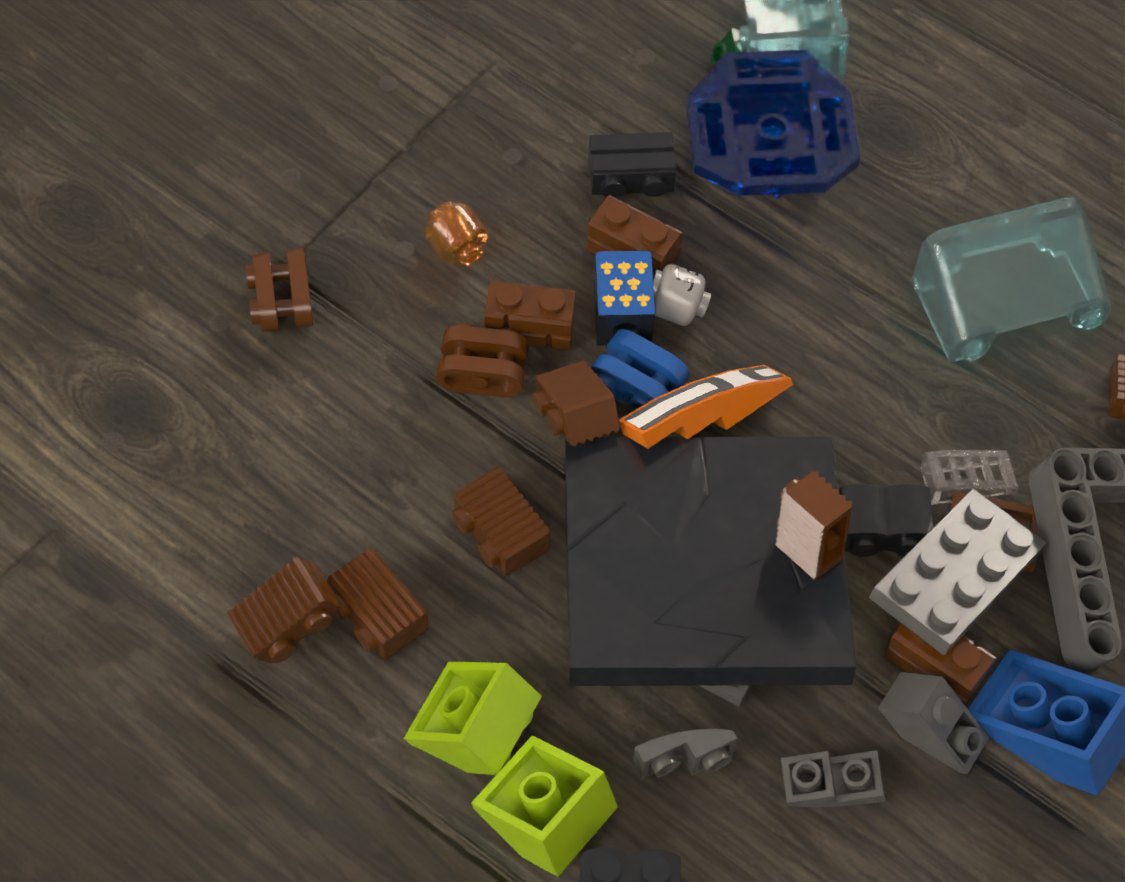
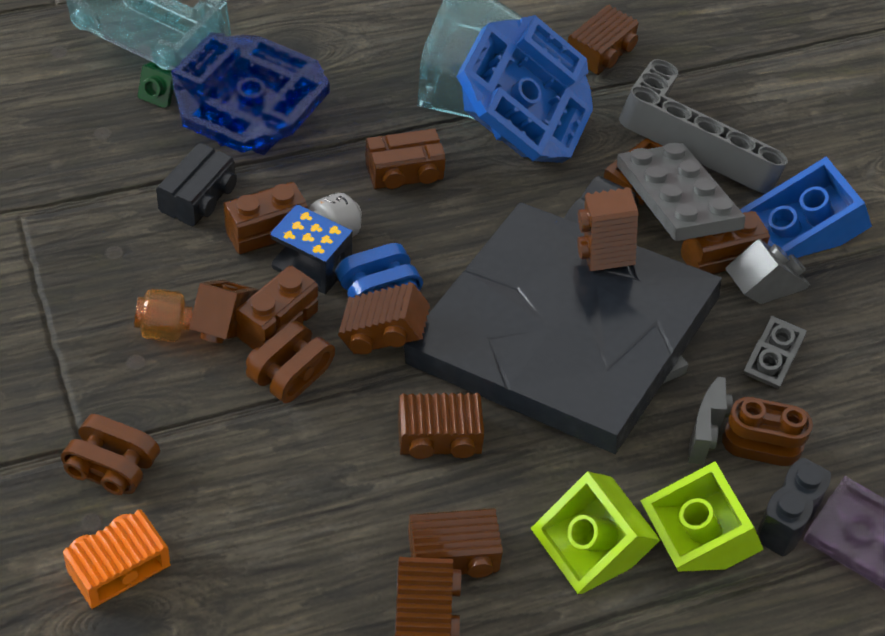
camera: 60 degrees left, 10 degrees down
(185, 359) = (116, 557): none -> orange brick
(502, 262) = (215, 309): none -> reddish brown slope
(708, 813) = (767, 431): none -> reddish brown brick
(714, 399) = (440, 253): orange slope -> none
(811, 309) = (405, 159): none -> reddish brown brick
(941, 461) = (591, 159): clear slope -> none
(1017, 362) = (527, 88): none -> blue piece

